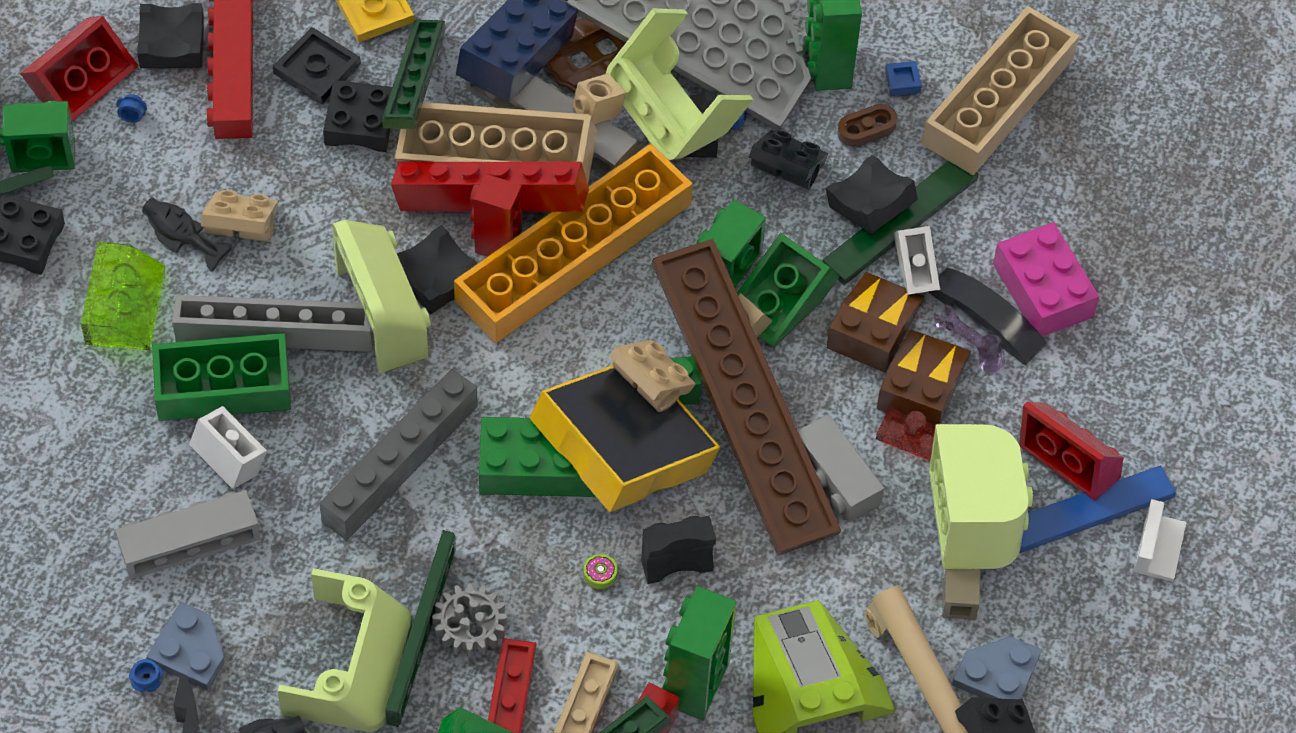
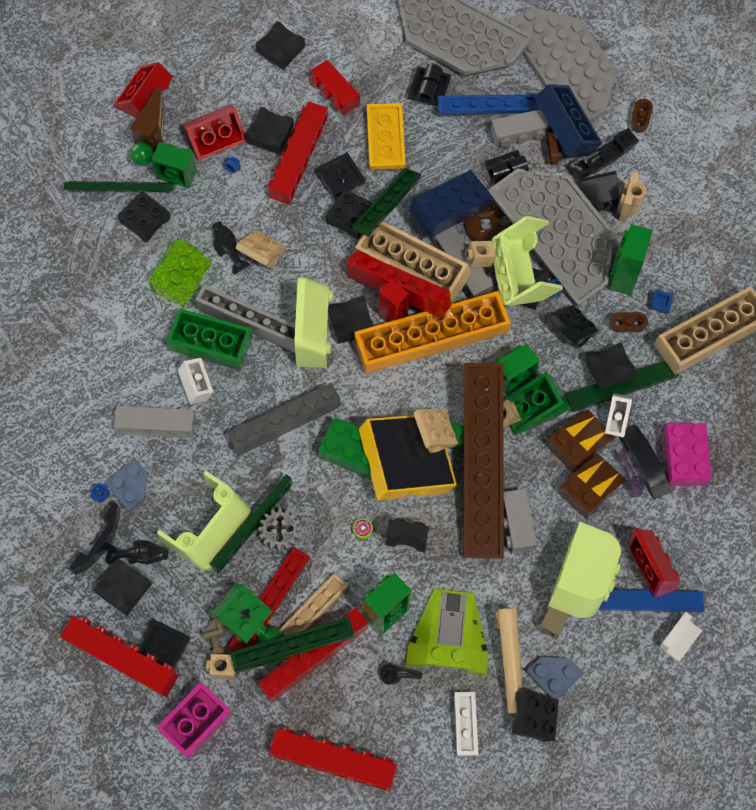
camera: 25 degrees right, 10 degrees up
(907, 432) = (568, 514): clear red tile -> none

